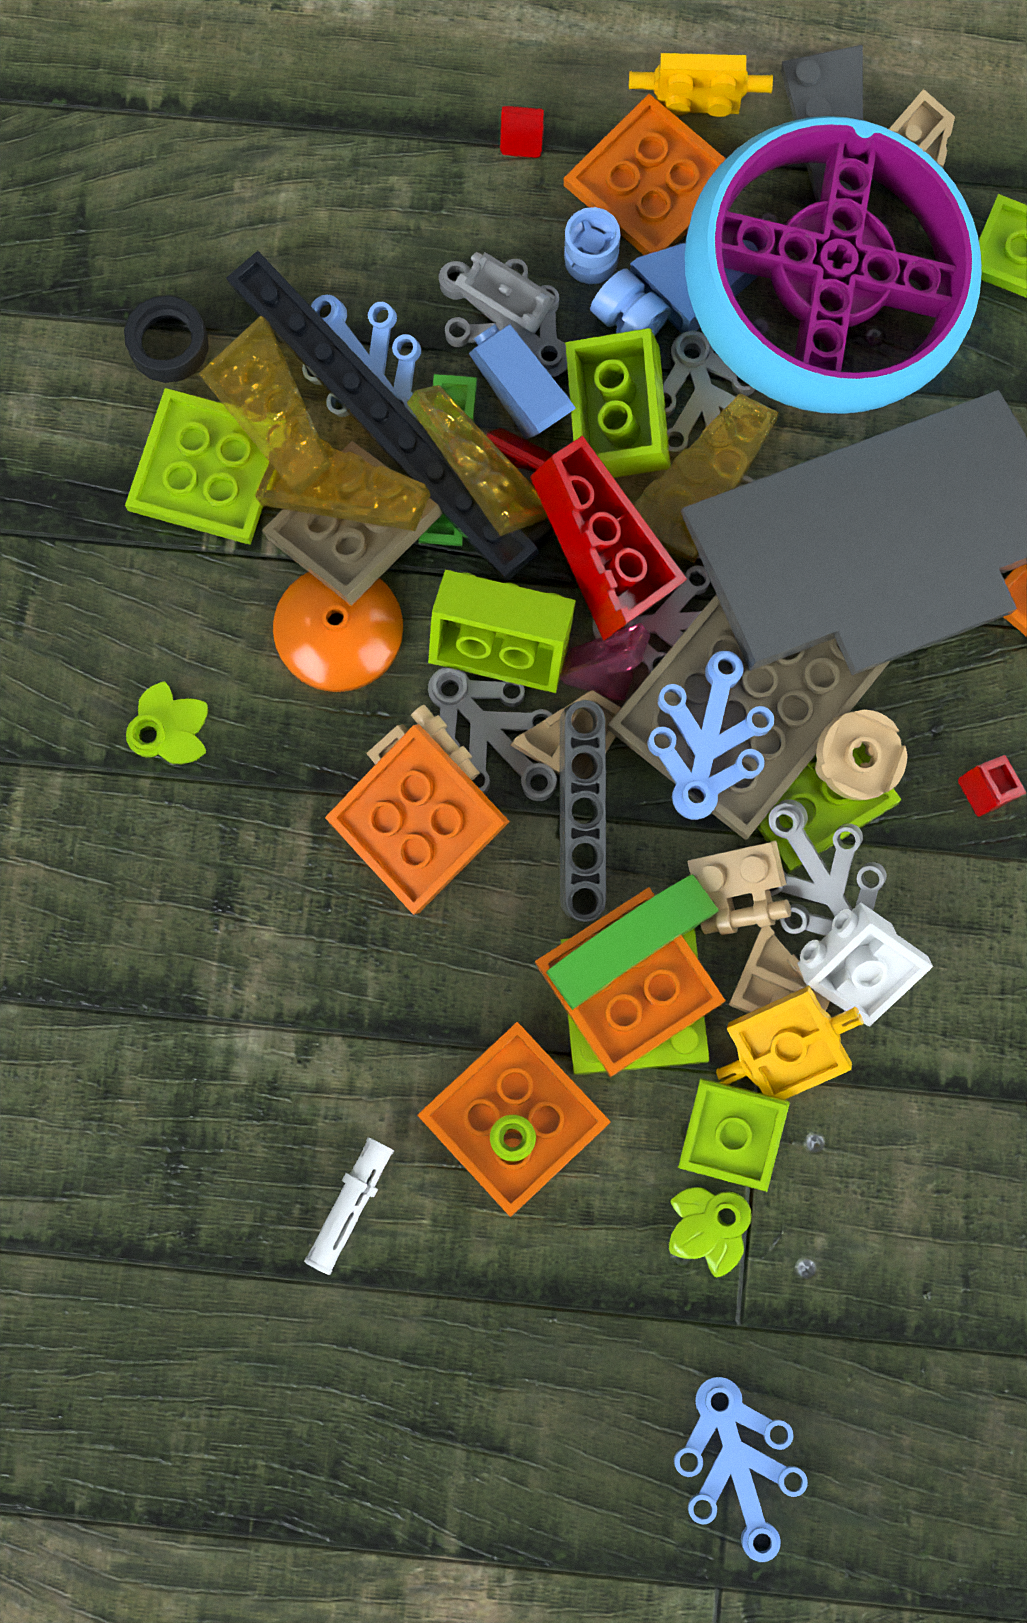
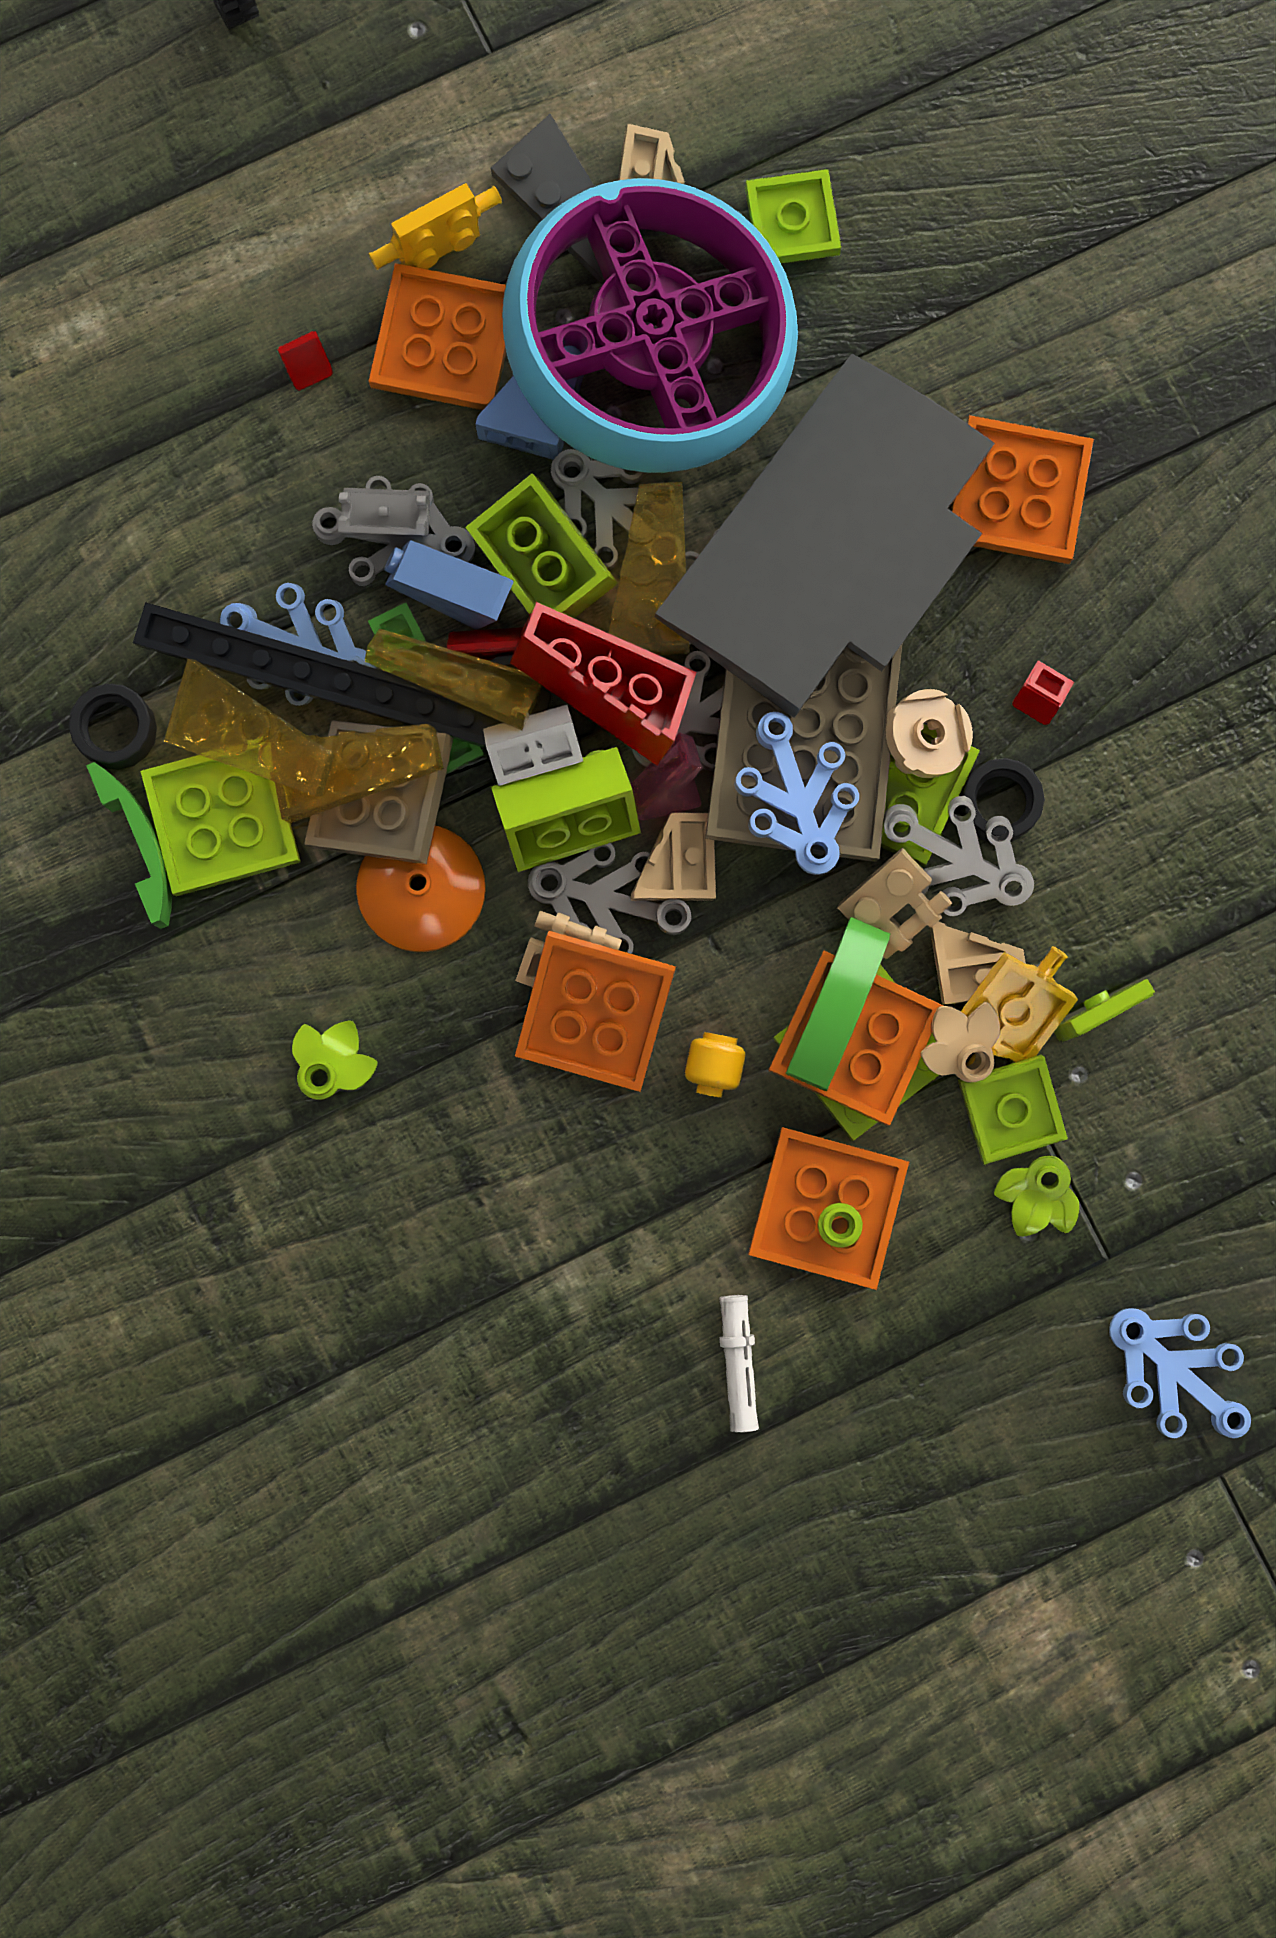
camera: 40 degrees left, 5 degrees up
(113, 493) = (153, 891): none -> bright green slope
(493, 930) = (715, 1064): none -> yellow head
(507, 560) = (542, 746): none -> light grey hinge
(592, 245) = (431, 417): light blue wheel -> none
(593, 790) = (747, 930): dark grey beam -> none
(627, 306) = (496, 463): light blue wheel -> none
(722, 1037) = (958, 1038): none -> tan plate
(862, 963) = (1033, 906): white plate -> none
(868, 1092) = (1103, 1008): none -> lime plate
(918, 833) = (1019, 773): none -> black tyre

